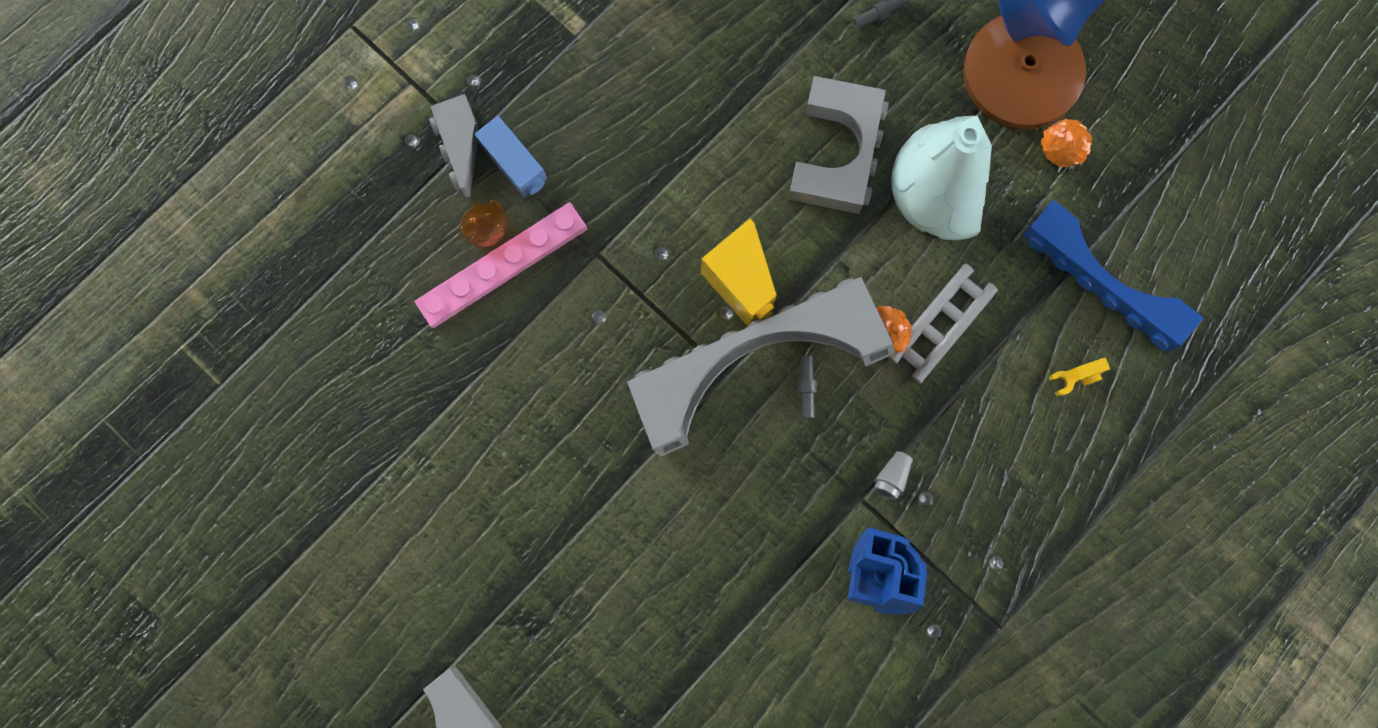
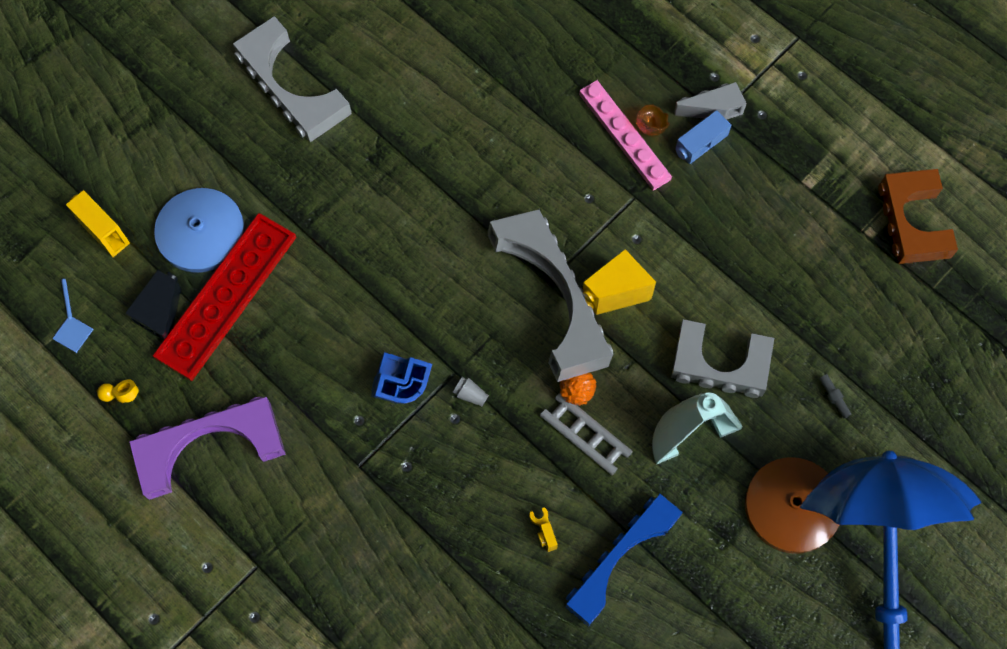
camera: 90 degrees right, 10 degrees down
(807, 387) = (537, 335): dark grey bar -> none
(1066, 143) = (731, 528): orange piece -> none

